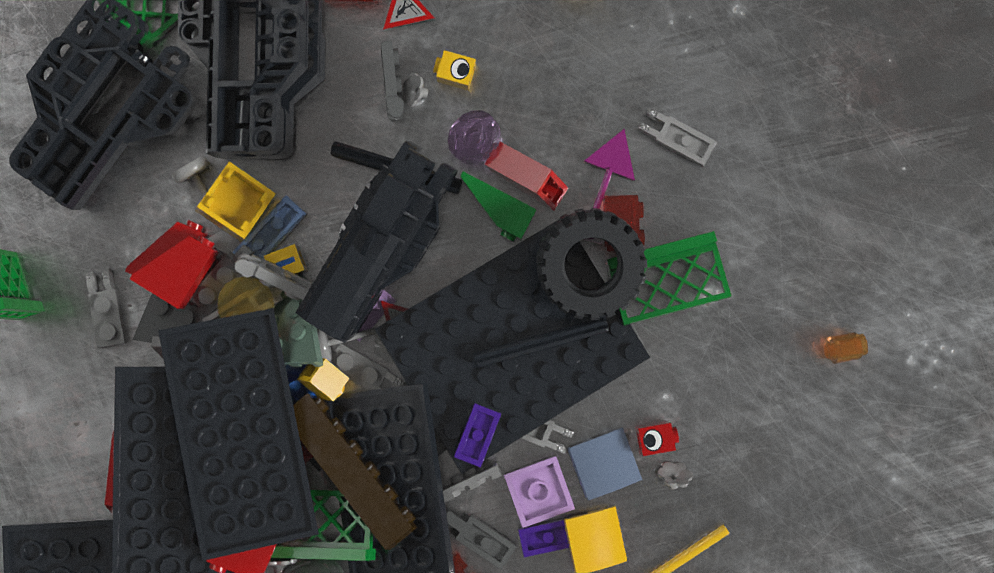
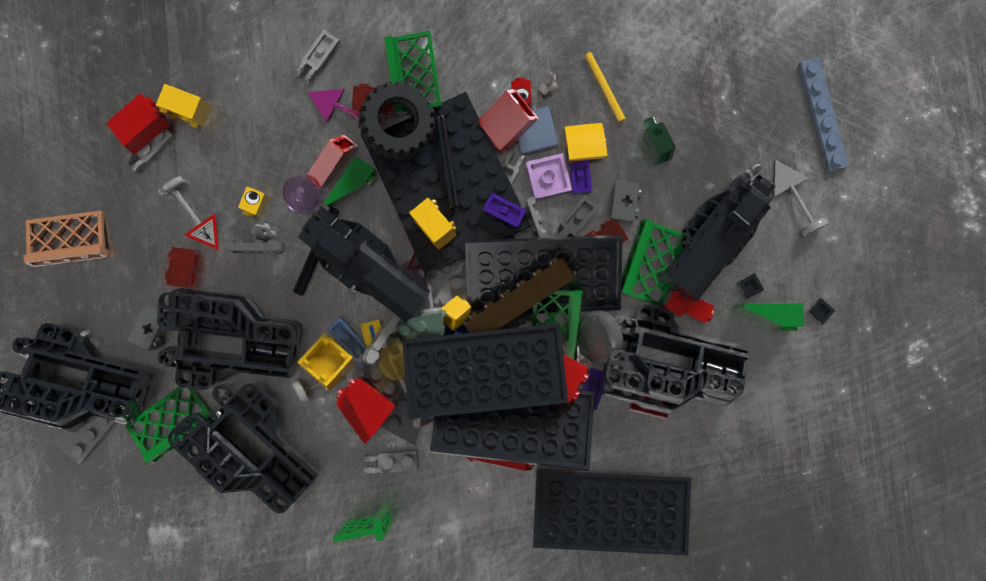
camera: 80 degrees left, 0 degrees up
(445, 335) = (433, 223): none -> yellow container
(612, 424) = (507, 120): none -> brick

